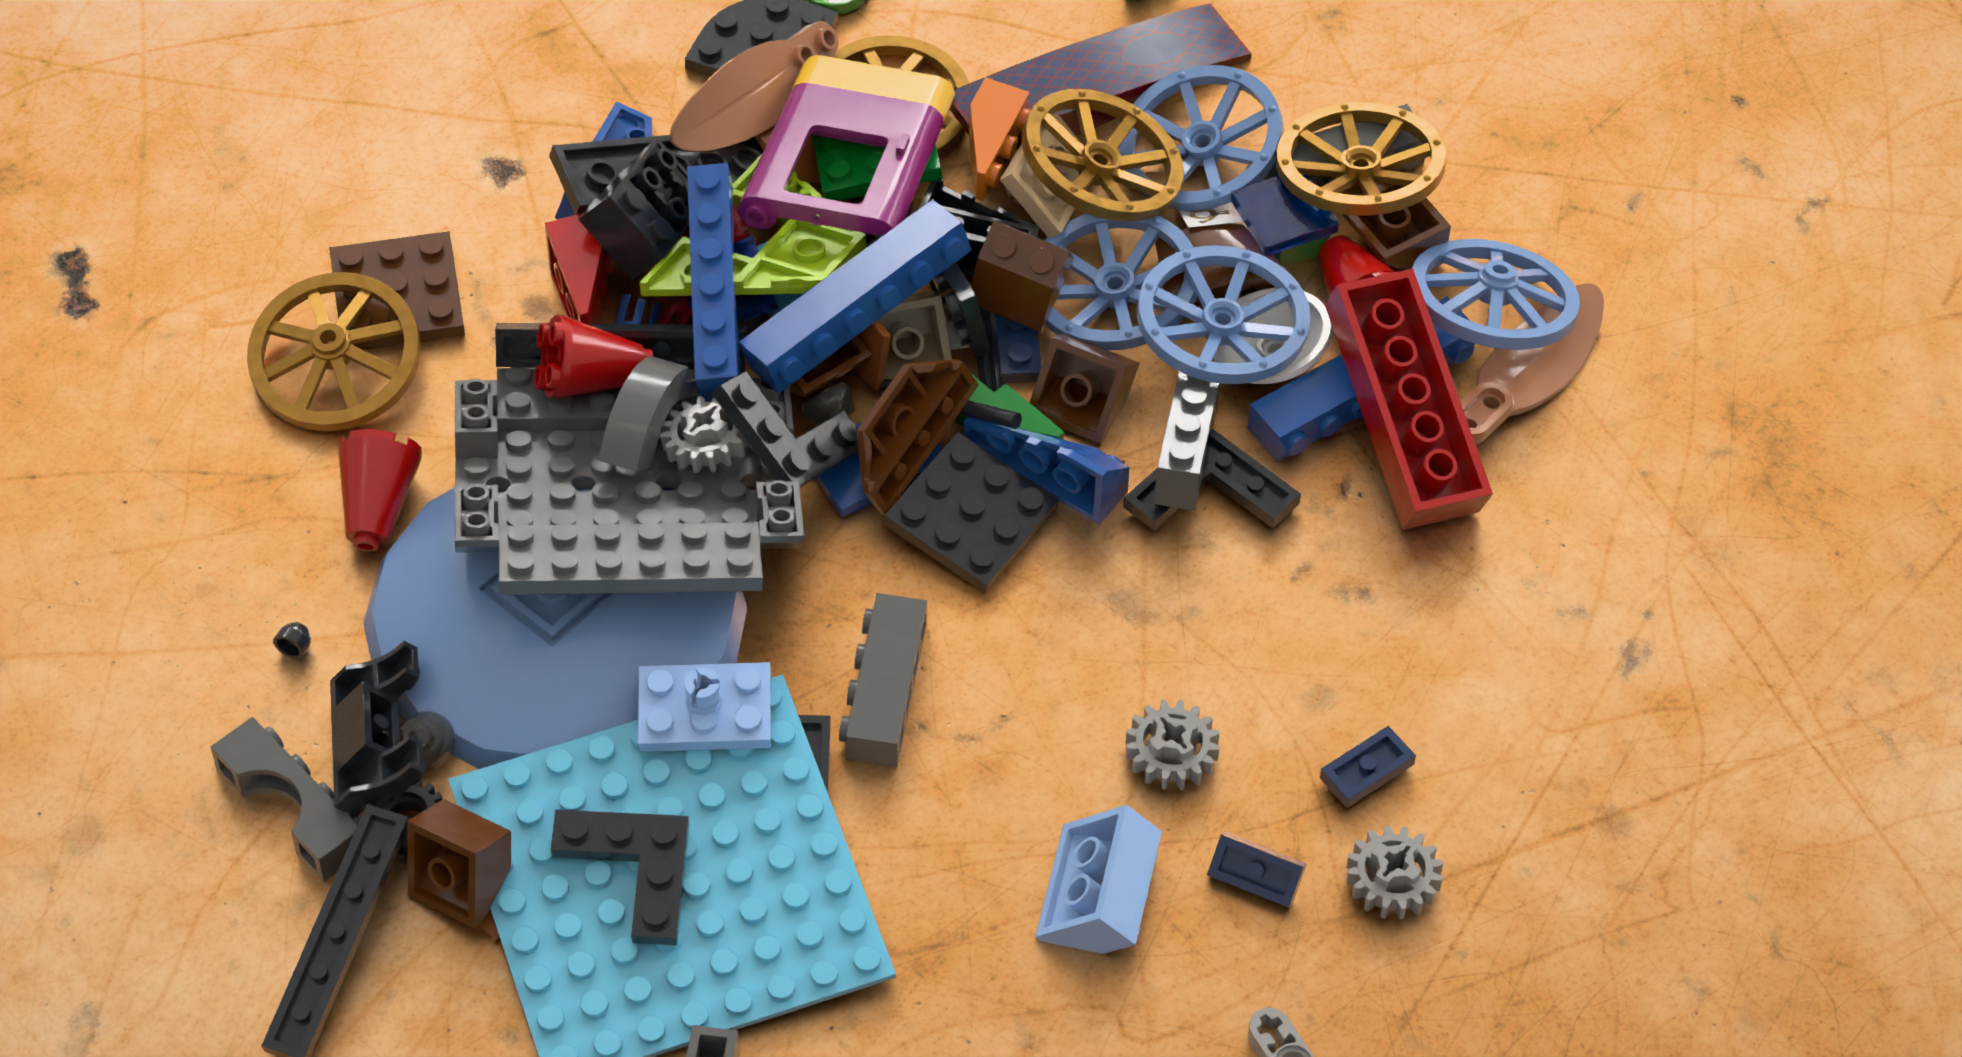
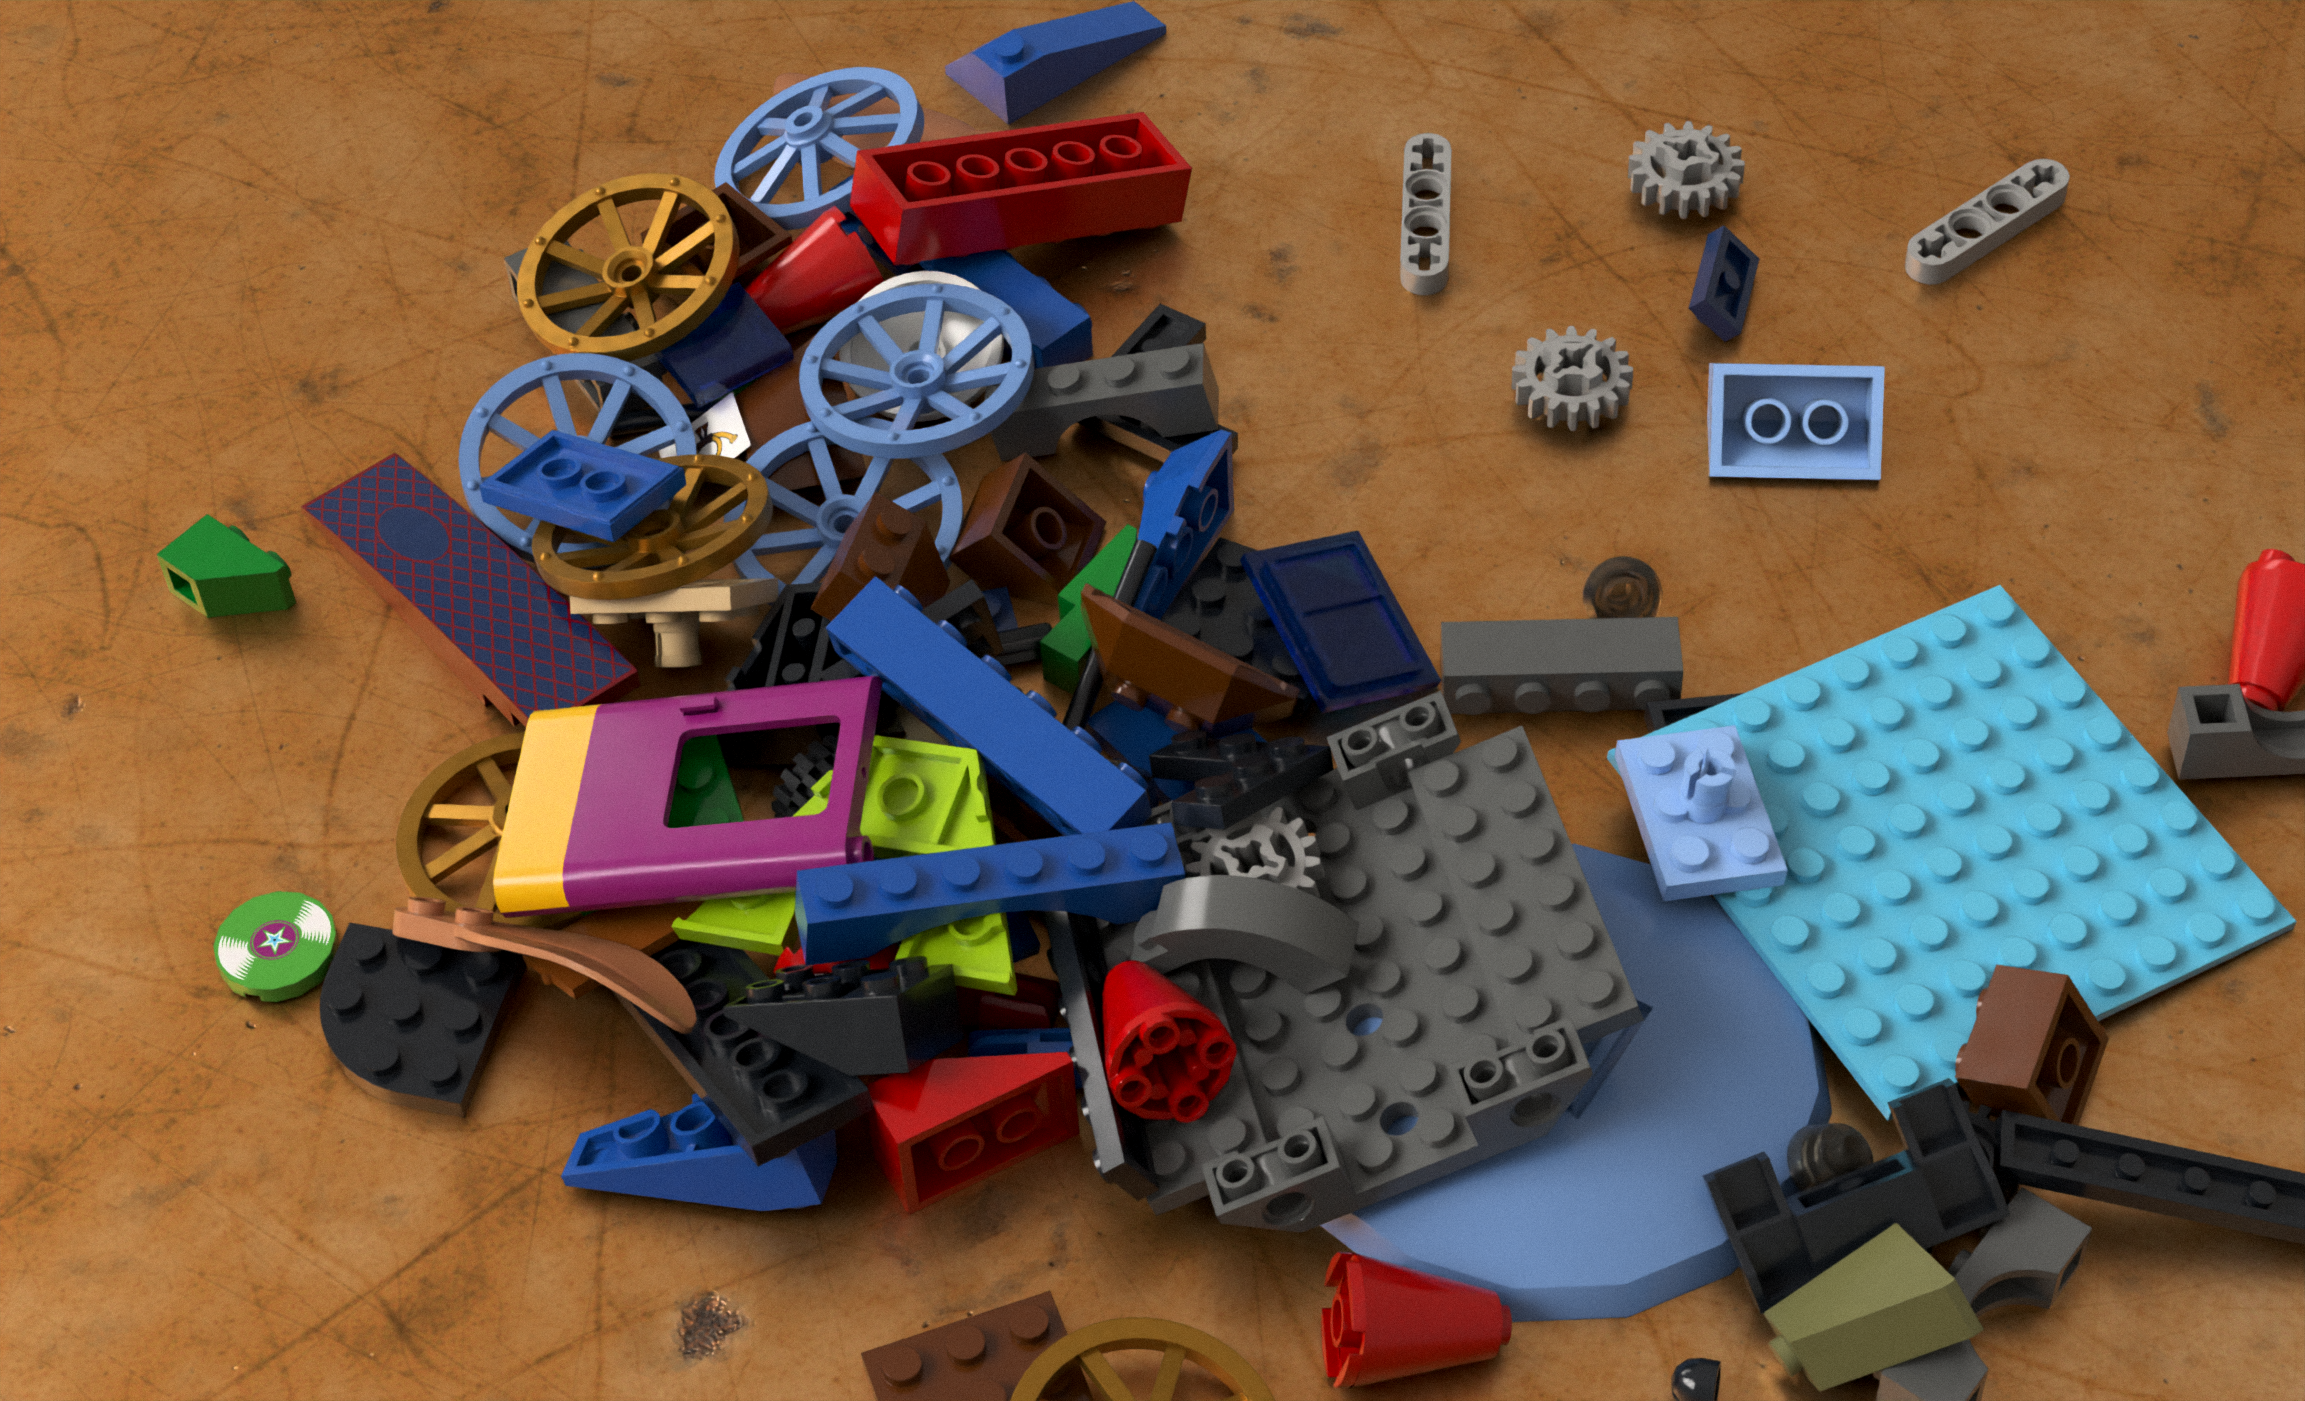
camera: 95 degrees left, 5 degrees down
(295, 720) = (1870, 1313): none -> olive slope
(650, 839) = (1930, 833): black plate -> none
(944, 728) = (1640, 598): none -> clear smoke cone
(950, 544) = (1340, 621): none -> clear blue piece
(994, 127) = (632, 644): orange slope -> none
(1147, 119) = (583, 485): none -> blue tile
(1367, 766) = (1544, 210): dark blue plate -> none
(1385, 684) = (1427, 213): none -> light grey beam
(1611, 469) = (1051, 57): none -> blue wedge

